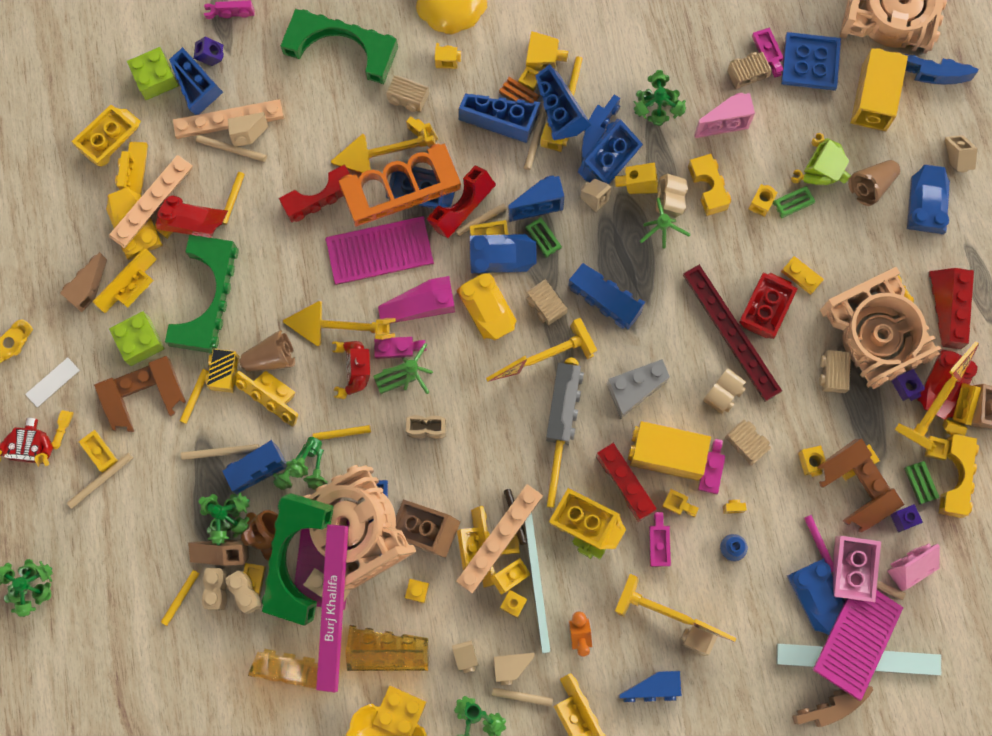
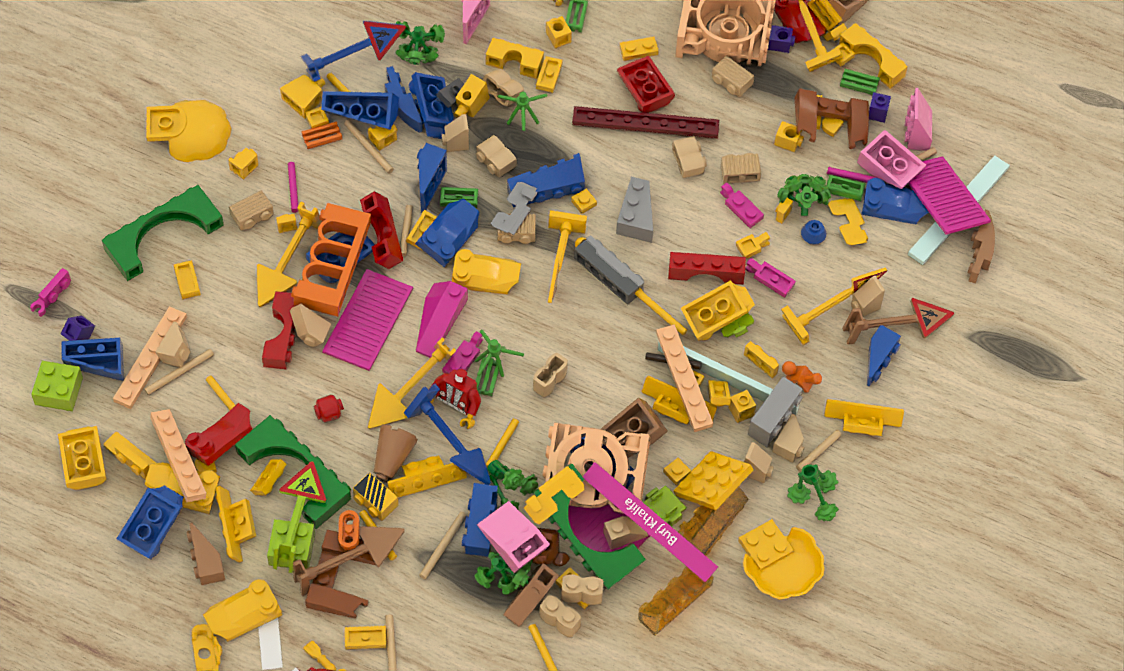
camera: 60 degrees left, 15 degrees down
(59, 344) = (243, 611): none -> yellow slope
(82, 223) = (151, 521): none -> blue slope
(172, 371) = (349, 531): none -> orange plate
(181, 401) = (376, 540): none -> medium nougat piece
(184, 279) = (268, 477): none -> yellow plate
(185, 313) = (303, 486): none -> lime piece
(237, 507) = (513, 536): none -> bright pink slope
(273, 279) = (328, 408): none -> red head
(277, 513) = (543, 506): none -> yellow piece
(302, 422) = (469, 461): none -> blue piece
(314, 94) = (187, 279): none -> yellow tile
(332, 213) = (309, 325): none -> tan slope
(375, 602) = (665, 505): none -> lime piece
(421, 630) = (713, 480): none -> yellow plate
(451, 111) = (293, 187): none -> dark pink bar
(500, 115) = (332, 157): blue wedge -> none
(522, 639) = (775, 411): none -> light grey wedge
(571, 285) = (519, 196): none -> light grey piece
(574, 580) = (761, 359): none -> yellow plate
(602, 238) = (496, 156): none -> tan brick
(616, 336) = (584, 201): none -> yellow plate
(628, 158) = (449, 93): none -> dark grey plate
(636, 68) = (380, 37): none -> blue piece
(669, 450) = (707, 219): yellow brick -> none
(716, 222) = (549, 74): none -> yellow plate
(724, 704) = (925, 314): none -> medium nougat piece
(753, 521) = (804, 199): none -> bright green plant
(760, 580) = (851, 232): none -> yellow piece
(794, 547) = (844, 189): none -> bright green tile
(855, 489) = (831, 125): none -> yellow tile

